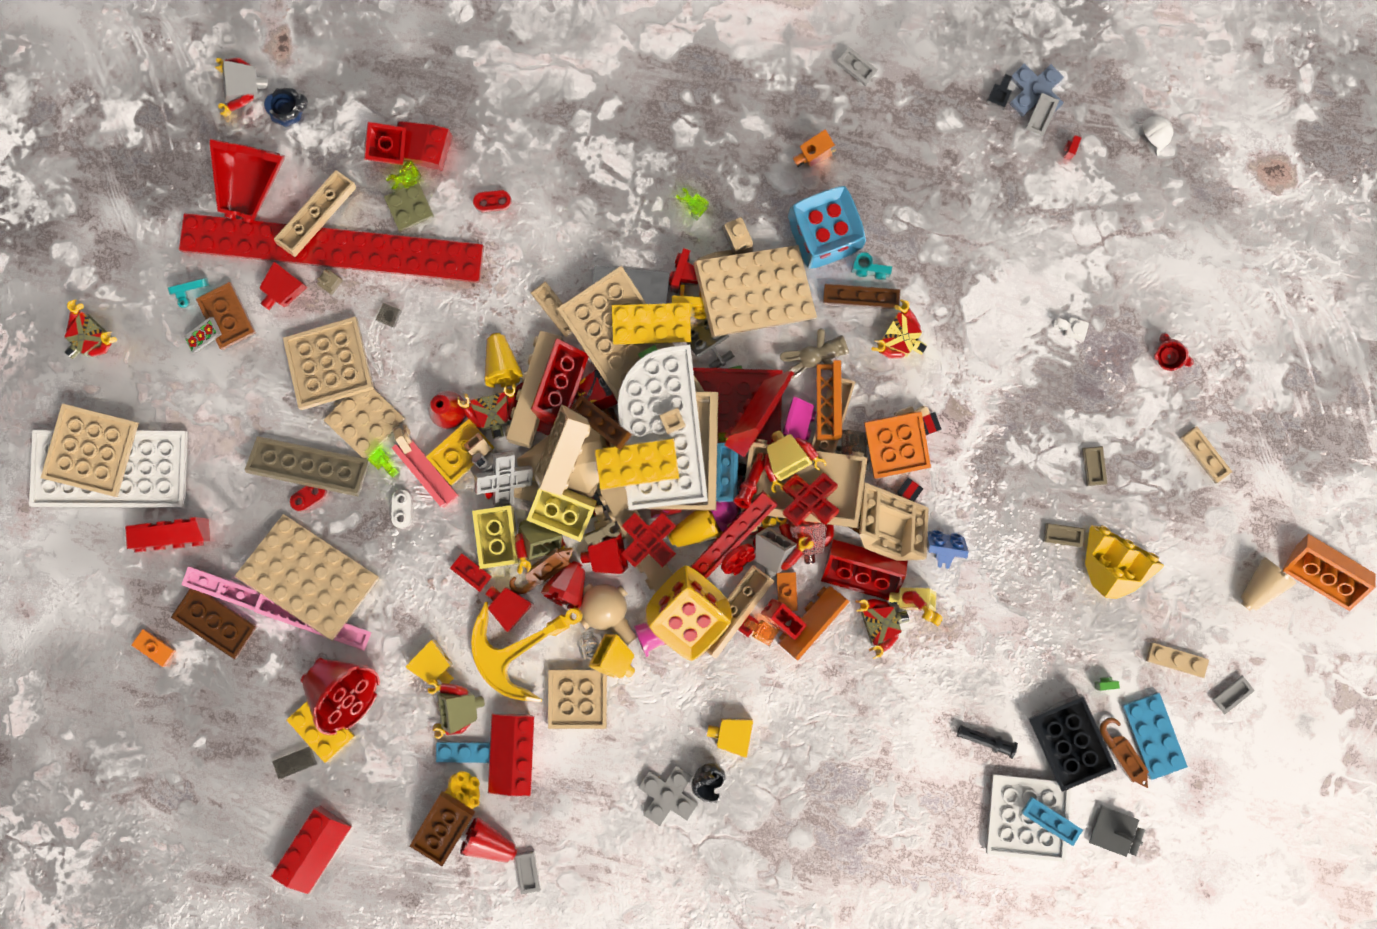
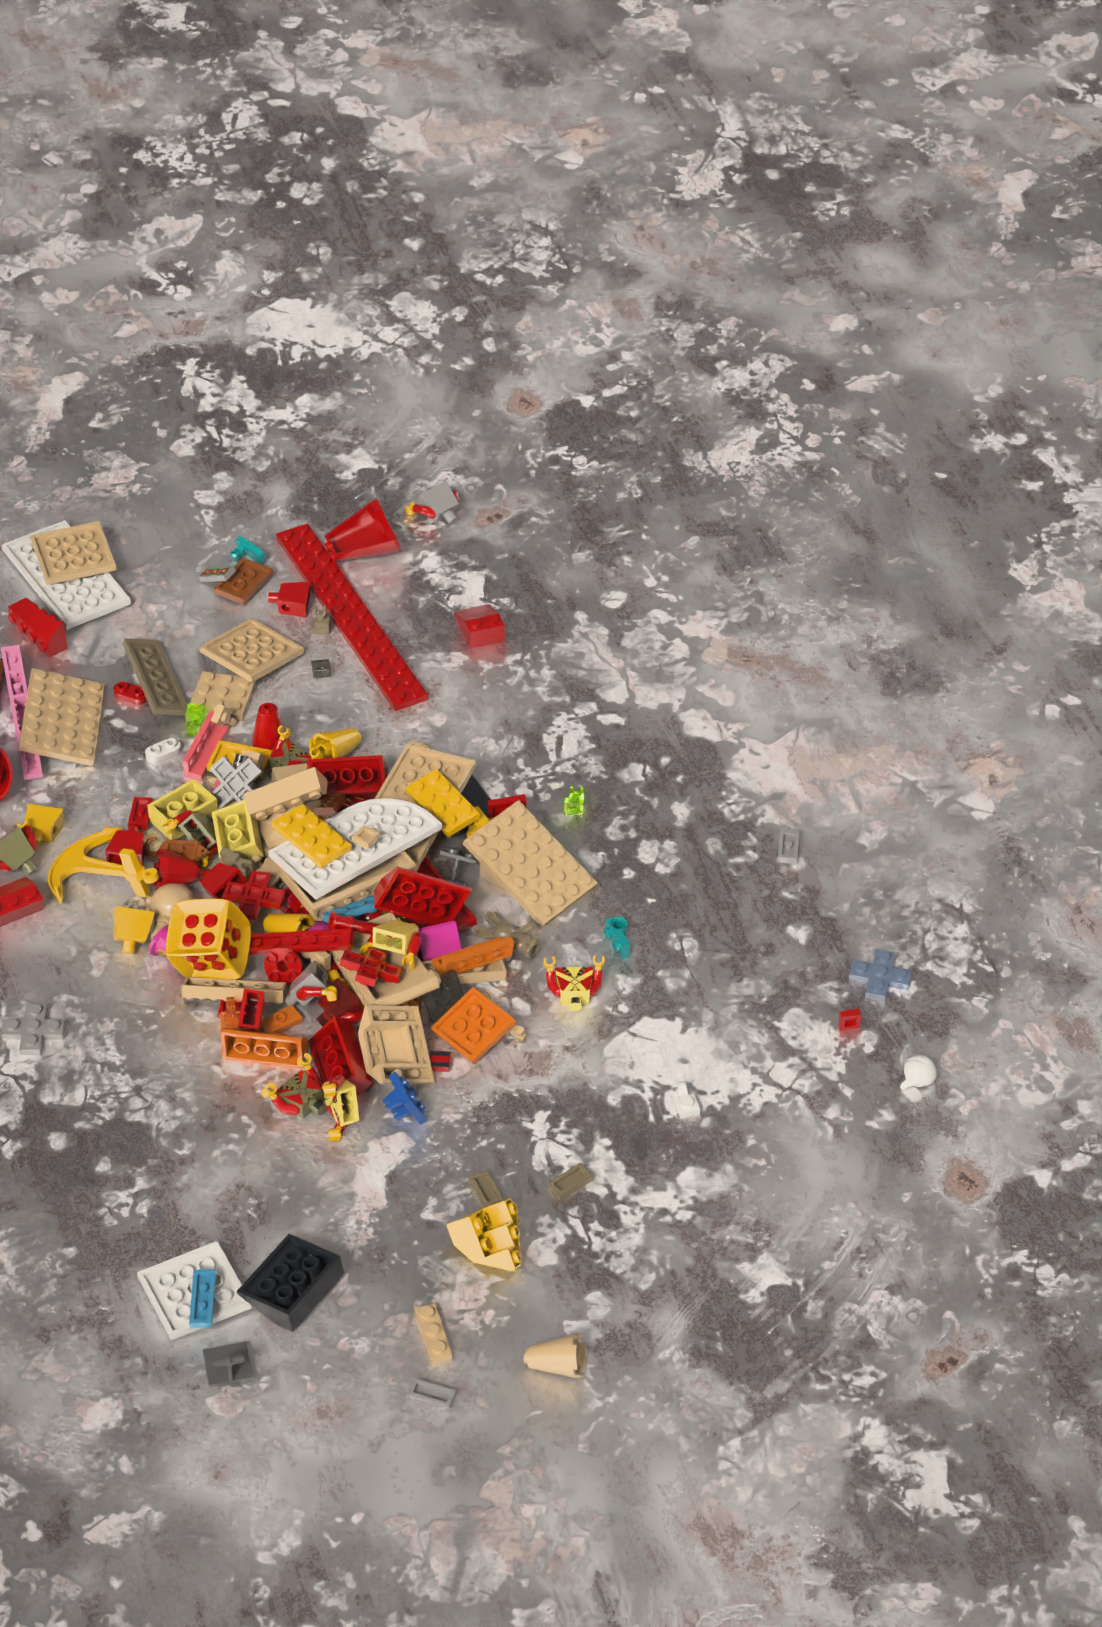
camera: 55 degrees right, 40 degrees down
(85, 334) = (166, 514): torso -> none
(285, 106) = (442, 536): piece -> none
(315, 213) = (369, 587): tan piece -> none
(384, 143) = (460, 597): red slope -> none
(408, 176) = (447, 624): clear neon green piece -> none
(409, 207) = (422, 641): olive plate -> none
(492, 199) = (469, 683): red plate -> none
(577, 699) = (78, 928): tan plate -> none
(706, 781) = (65, 1040): black hair -> none
(732, 735) = (121, 1043): yellow torso -> none
(738, 236) = (571, 833): tan torso -> none
(823, 148) = (690, 850): orange torso -> none
(826, 227) = (623, 877): dark azure piece -> none
(861, 296) = (587, 942): reddish brown plate -> none
(931, 423) = (511, 1045): tile -> none
(996, 743) = (248, 1231): black pin -> none
(1000, 94) = (852, 949): black plate -> none
(1042, 114) = (859, 983): light grey tile -> none
(1106, 683) = (367, 1285): bright green plate -> none
(1125, 754) = (309, 1334): dark orange plate -> none
(1154, 736) = (344, 1352): dark azure plate -> none
(1178, 354) = (722, 1180): red hair -> none
(1206, 454) = (650, 1259): tan tile -> none
(1330, 572) = (612, 1406): orange slope -> none

